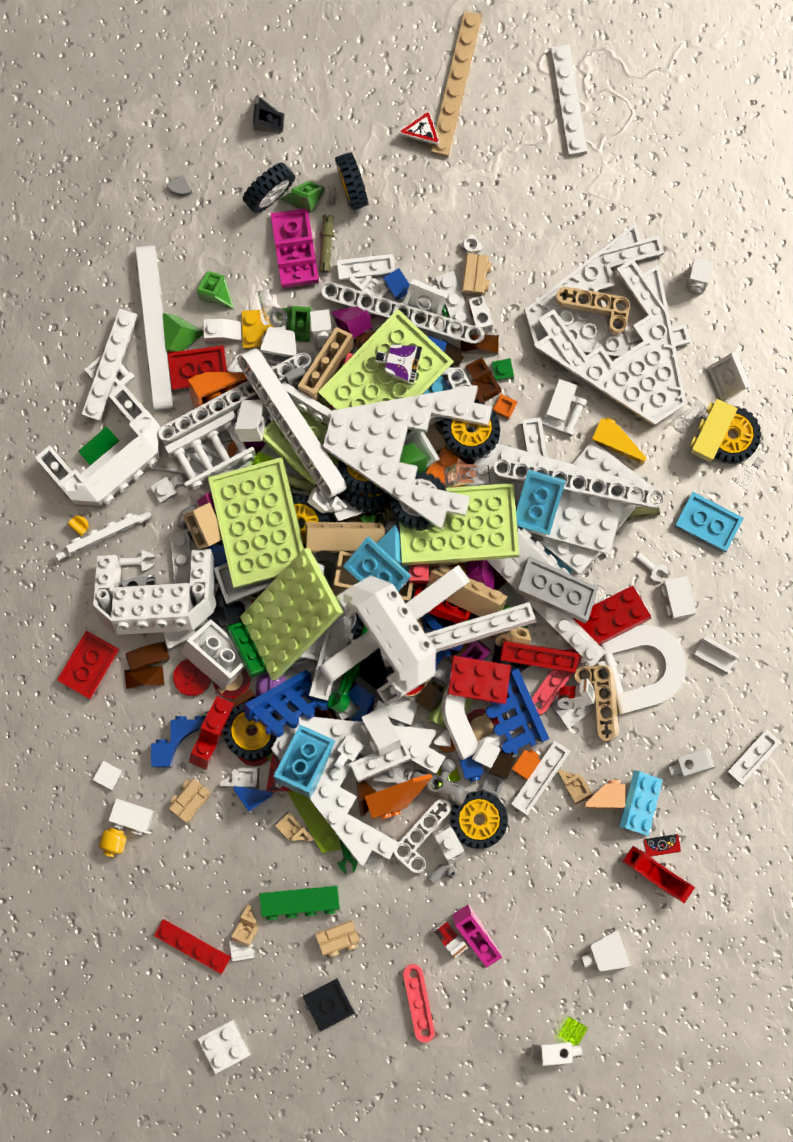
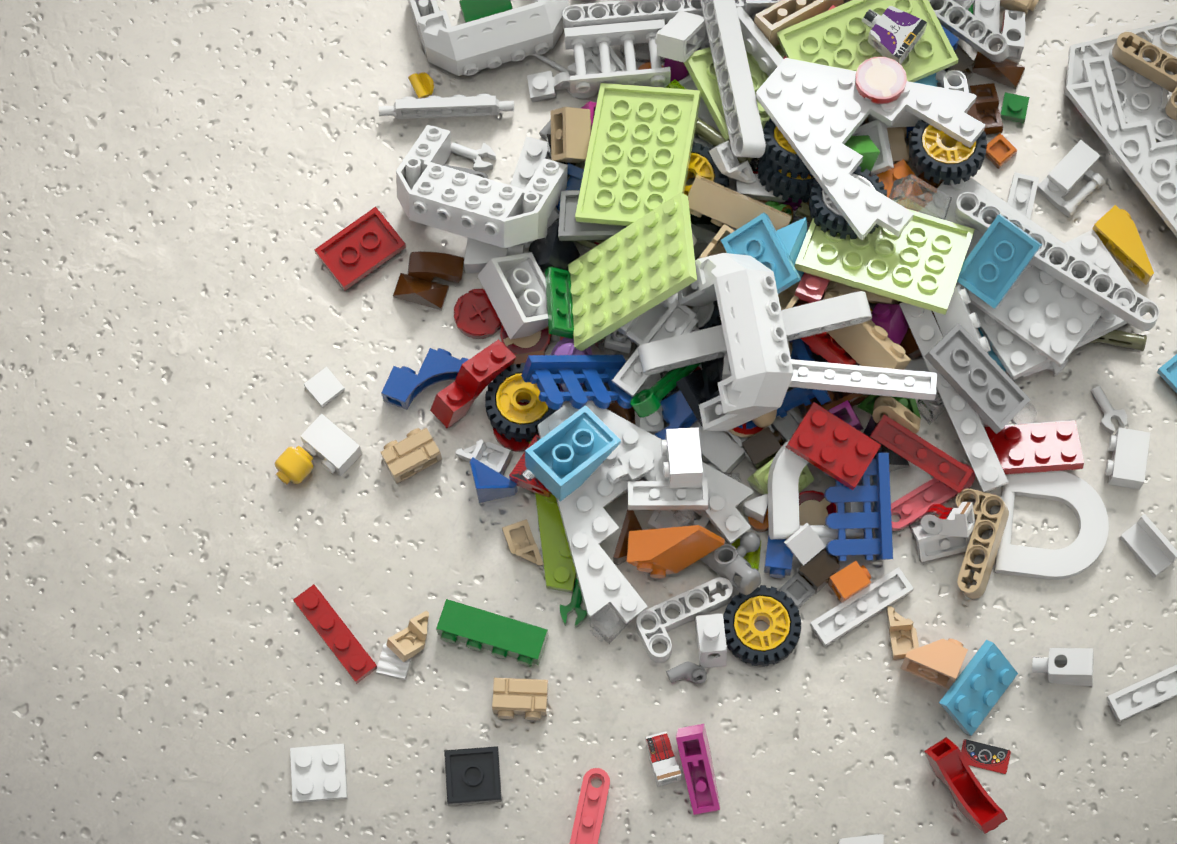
camera: 25 degrees right, 10 degrees down
(406, 403) = (880, 80): none -> tile

